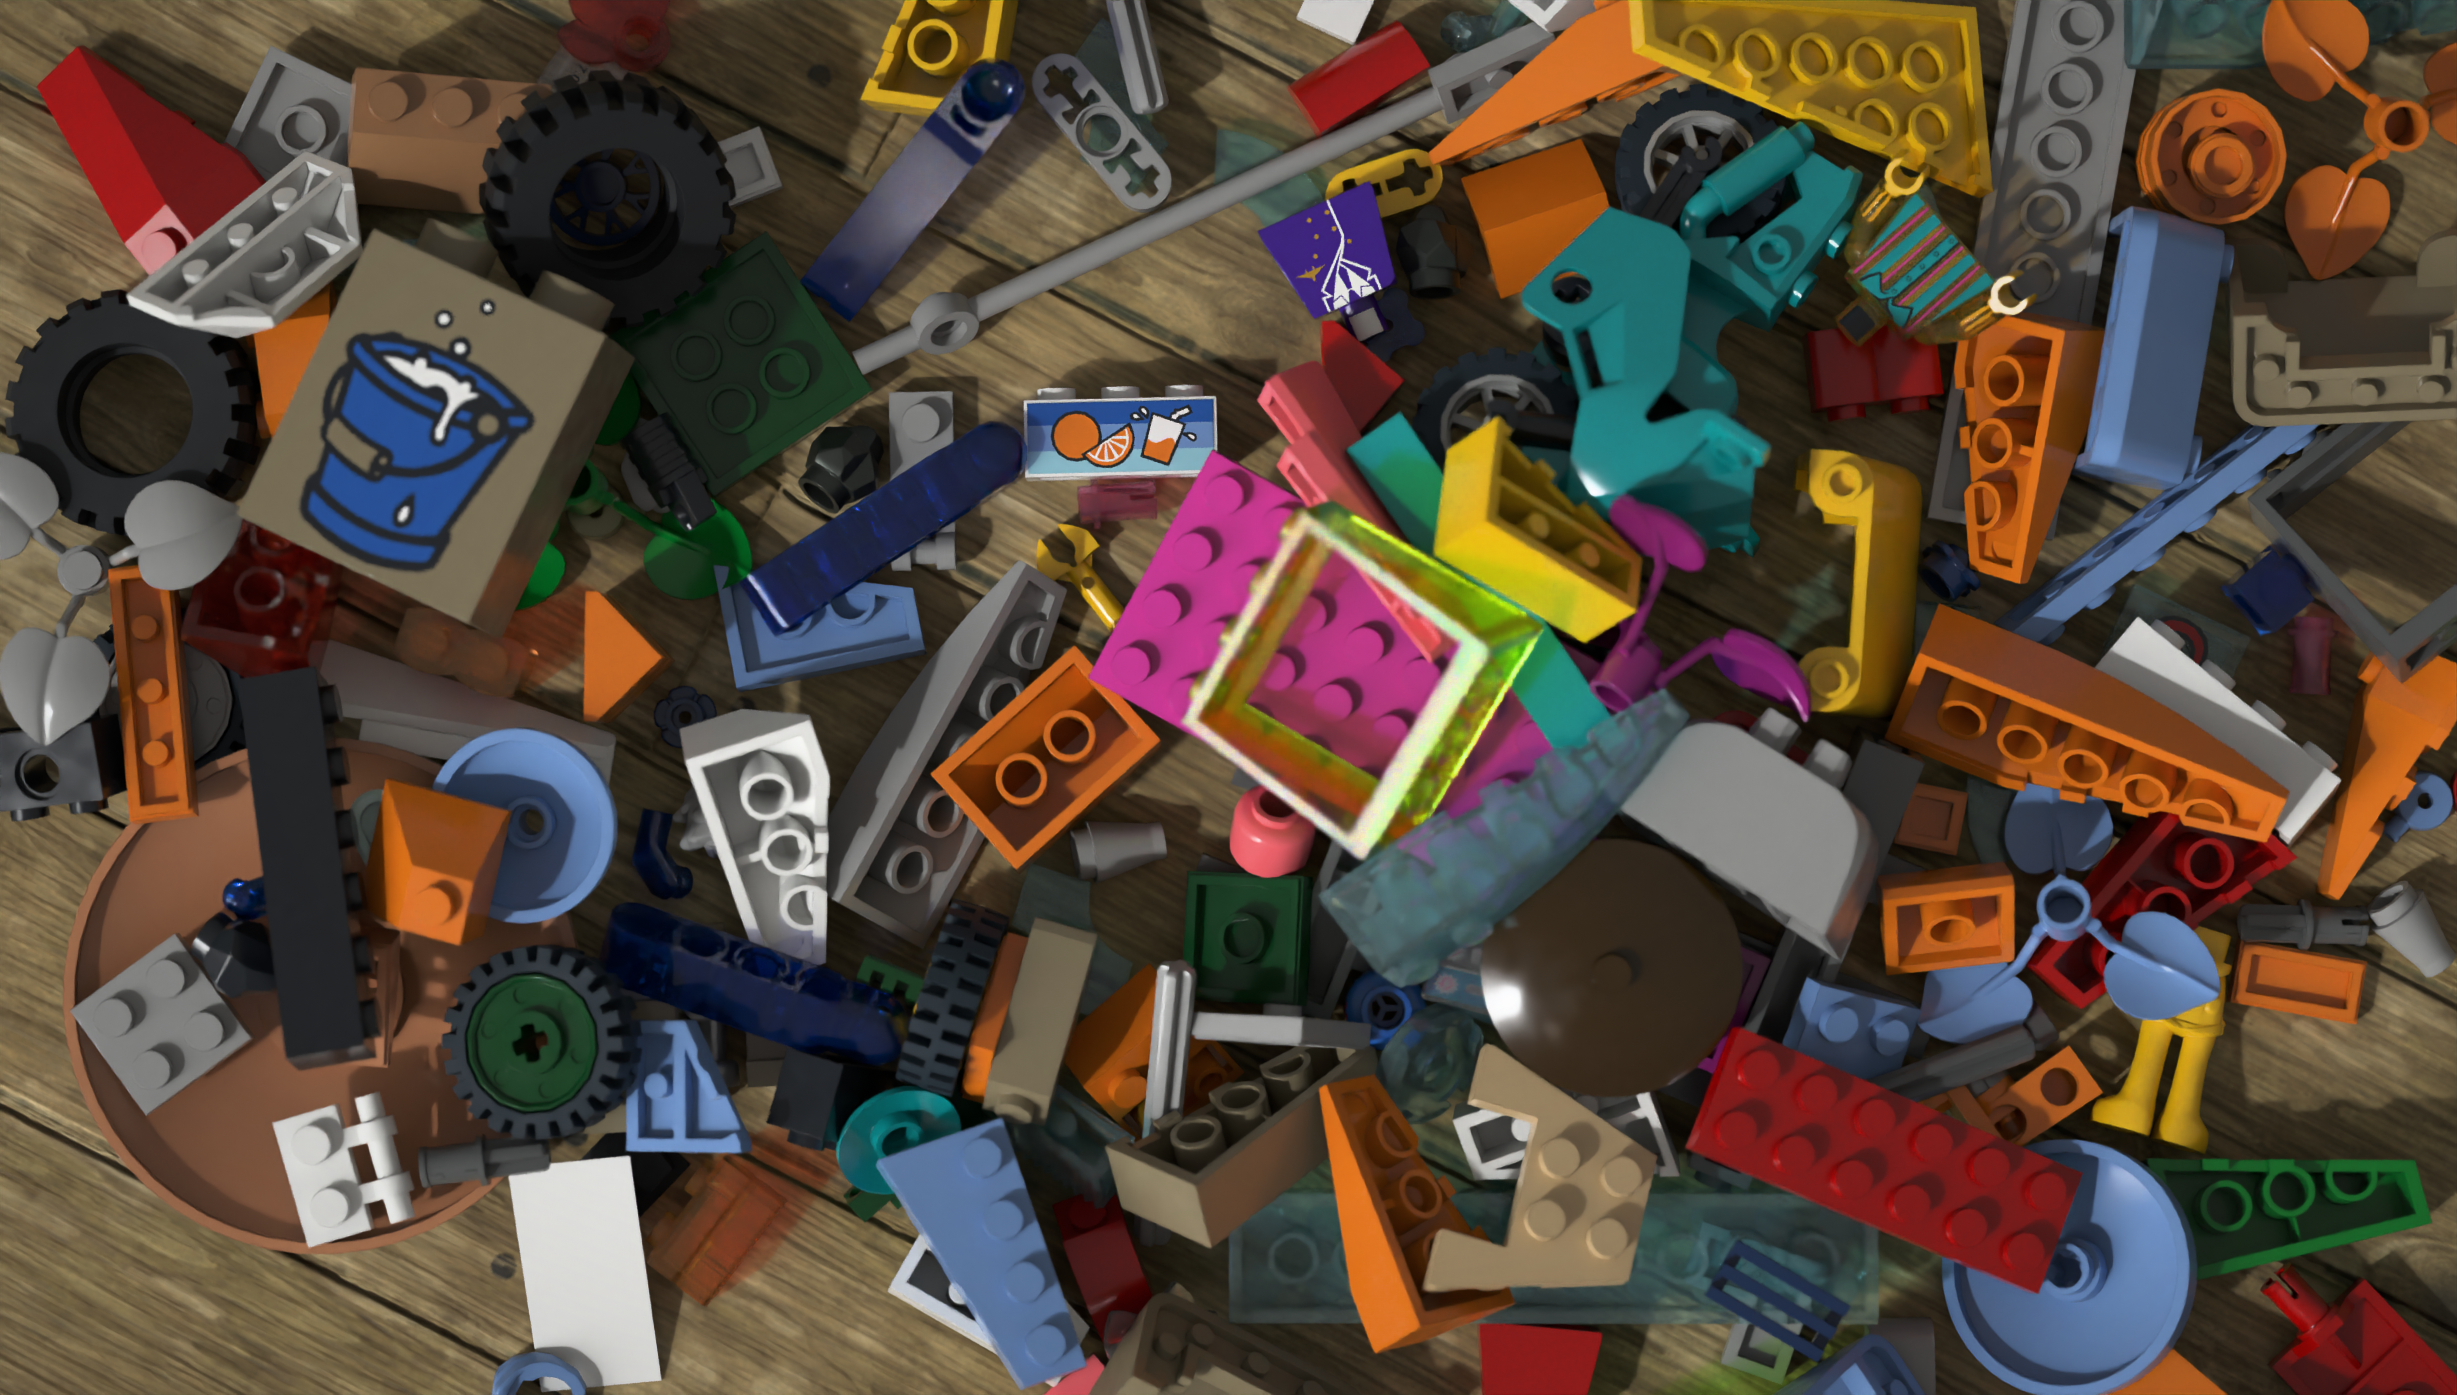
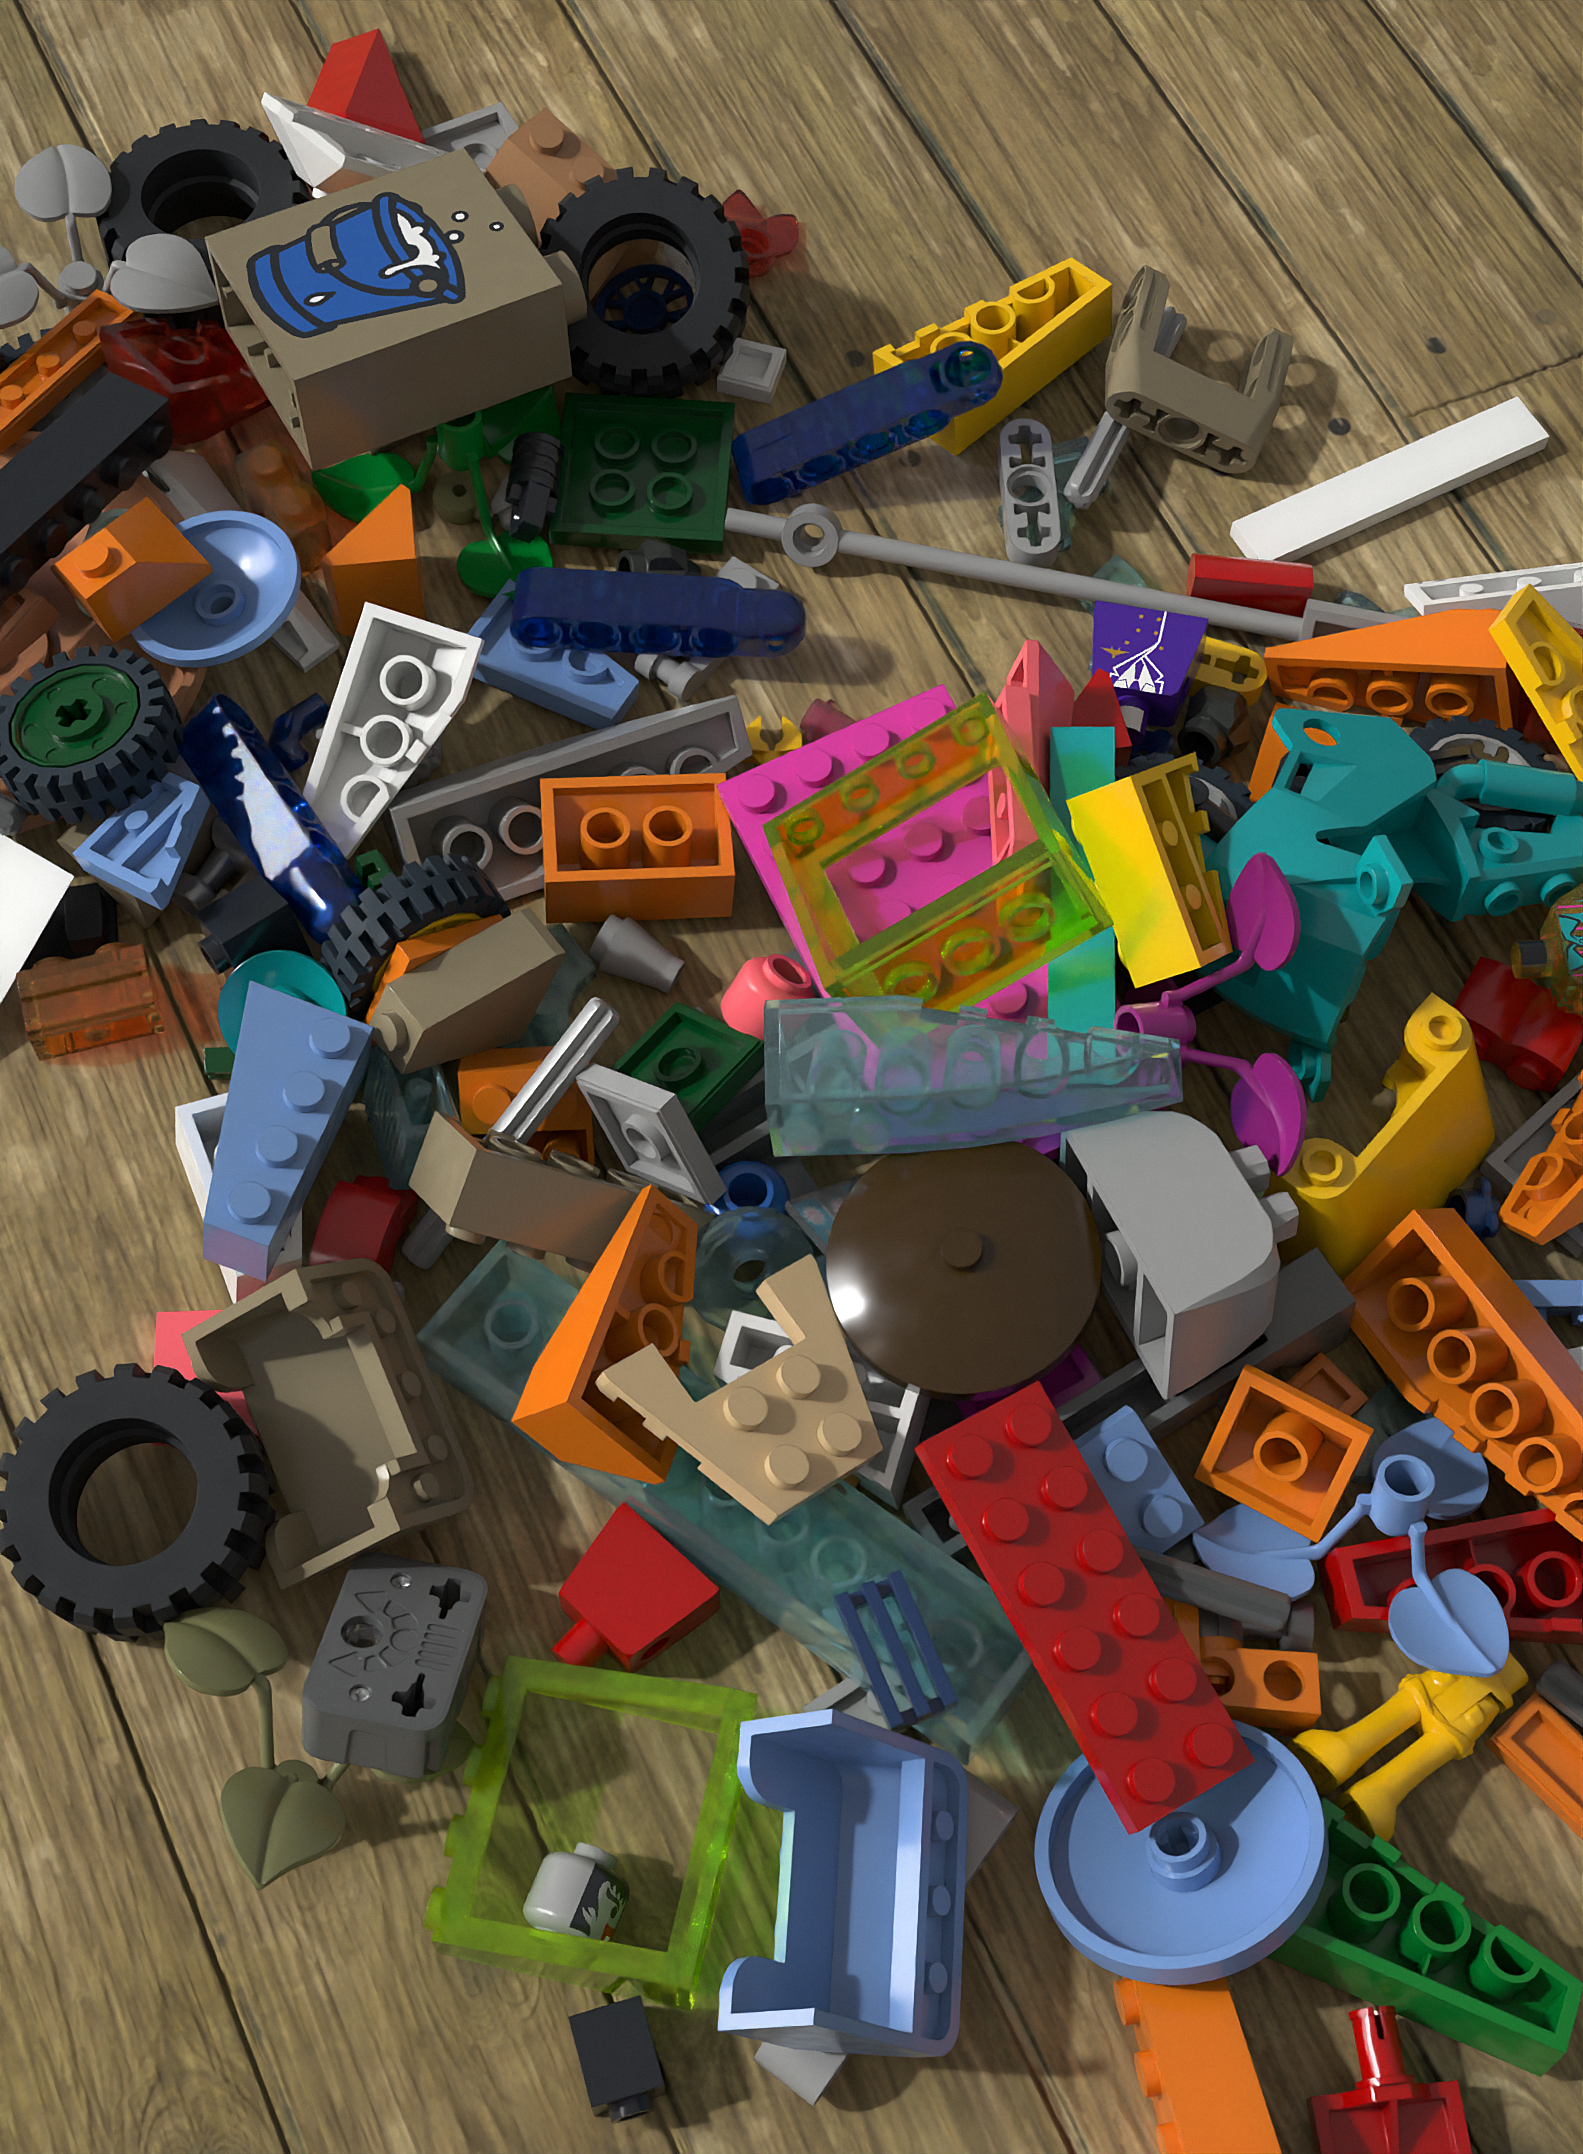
camera: 35 degrees right, 25 degrees down
(1118, 434) = (858, 668): brick -> none

